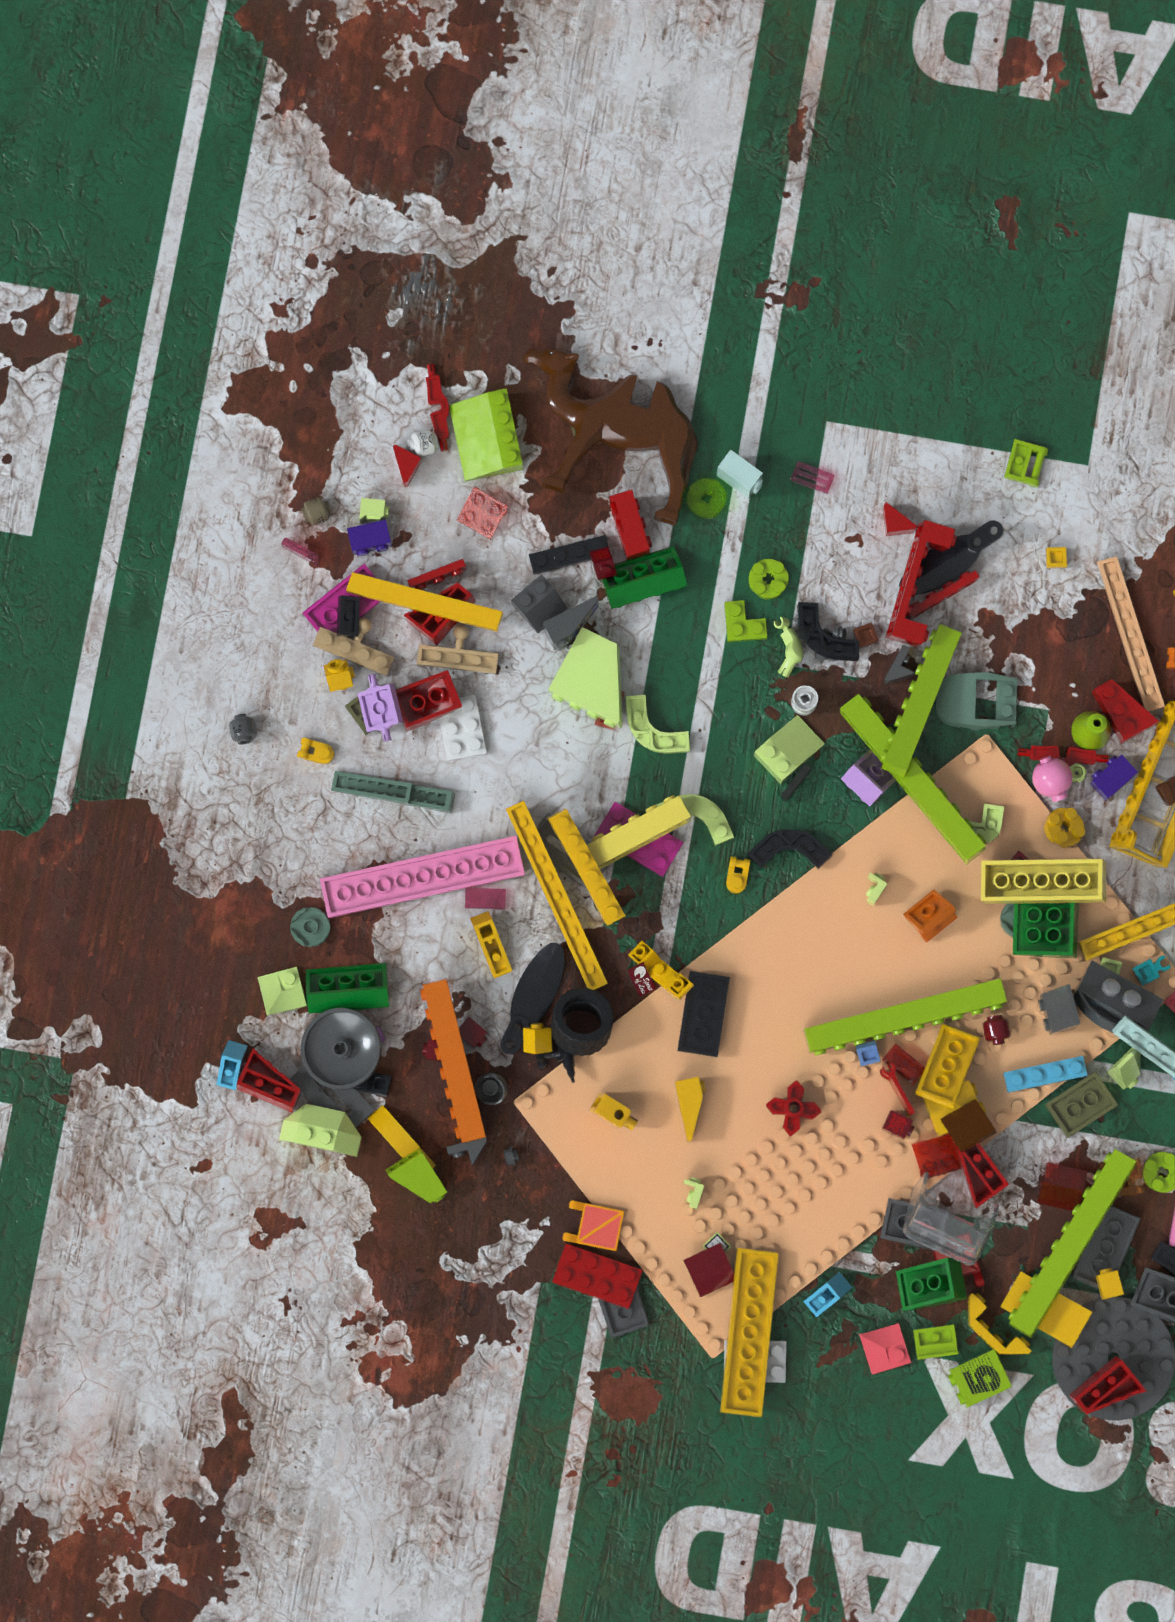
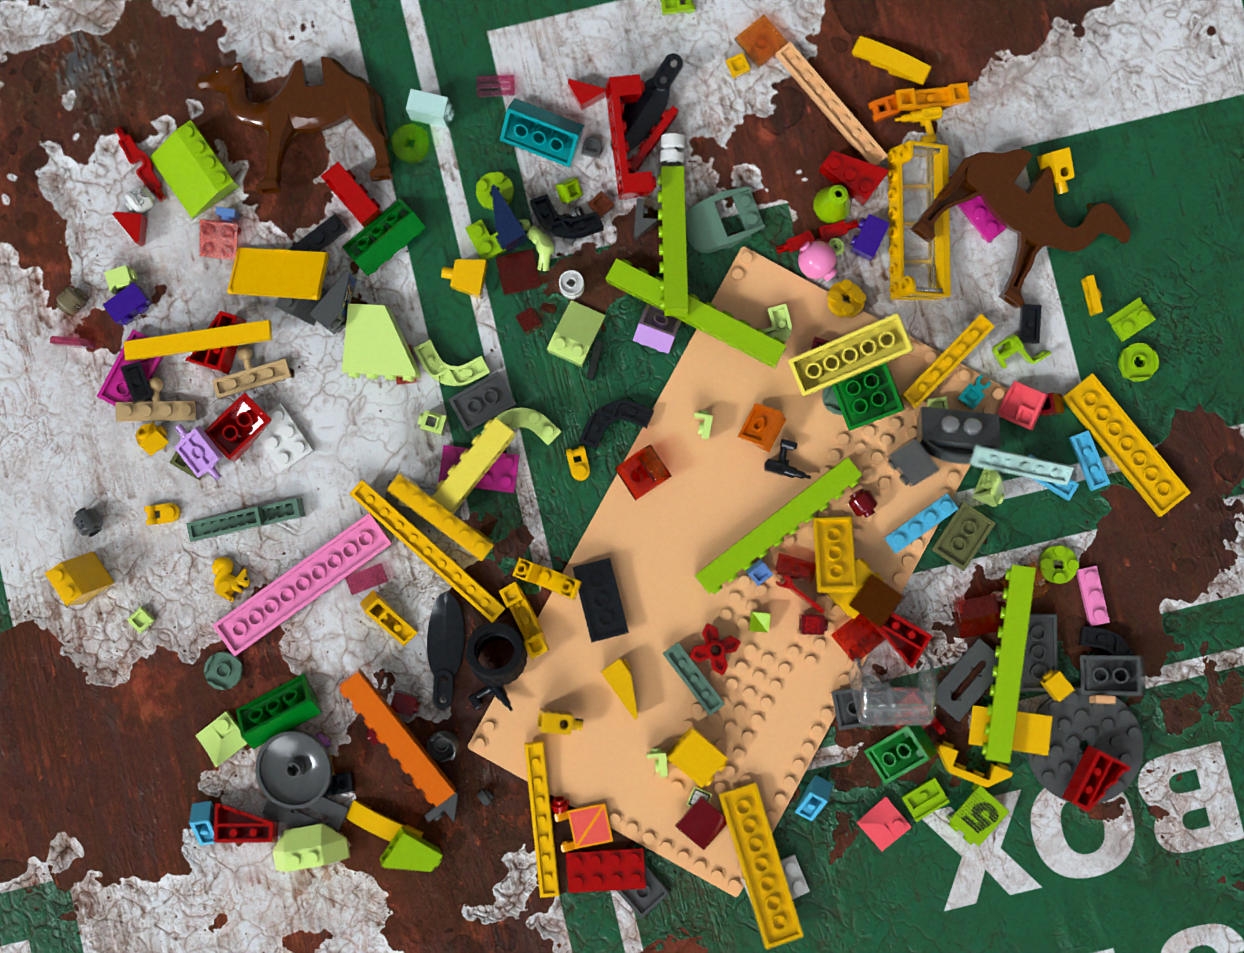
camera: 20 degrees left, 5 degrees up
(215, 780) = (79, 579): none -> yellow slope
(252, 844) = (141, 619): none -> yellowish green tile
(349, 843) = (226, 583): none -> yellow animal
(438, 575) = (202, 312): red plate -> none
(501, 492) = (227, 214): none -> medium blue plate
(527, 570) = (278, 273): none -> yellow door
(537, 1039) = (464, 685): yellow brick -> none
(556, 1200) = (542, 819): none -> yellow tile
(579, 1194) = (559, 804): none -> red plate
(603, 563) = (343, 239): dark red brick -> none
(613, 775) = (432, 422): none -> yellowish green window
(622, 1002) = (526, 619): none -> yellow slope
(641, 979) = (533, 592): dark red sticker -> none
(670, 776) = (482, 402): none -> dark grey plate
(706, 649) = (467, 276): none -> yellow torso
(733, 1203) = (697, 757): none -> yellow slope
(748, 717) = (528, 321): none -> clear red brick
(757, 666) = (518, 272): none -> clear red plate
(760, 1128) = (693, 678): none -> sand green plate
(767, 620) = (509, 231): none -> dark blue slope
(796, 909) = (643, 472): none -> clear red slope
(838, 541) = (541, 132): none -> teal slope
(841, 607) = (569, 189): none -> lime slope
(848, 1101) = (759, 621): none -> lime slope
(881, 576) = (592, 147): none -> dark grey tile
(932, 961) = (781, 466): none -> black piece
(957, 612) = (672, 149): none -> white wheel
(1007, 1268) = (961, 669): none -> dark grey piece
(1089, 543) = (761, 41): none -> clear orange plate
(1148, 1317) = (1102, 699): none -> light nougat tile

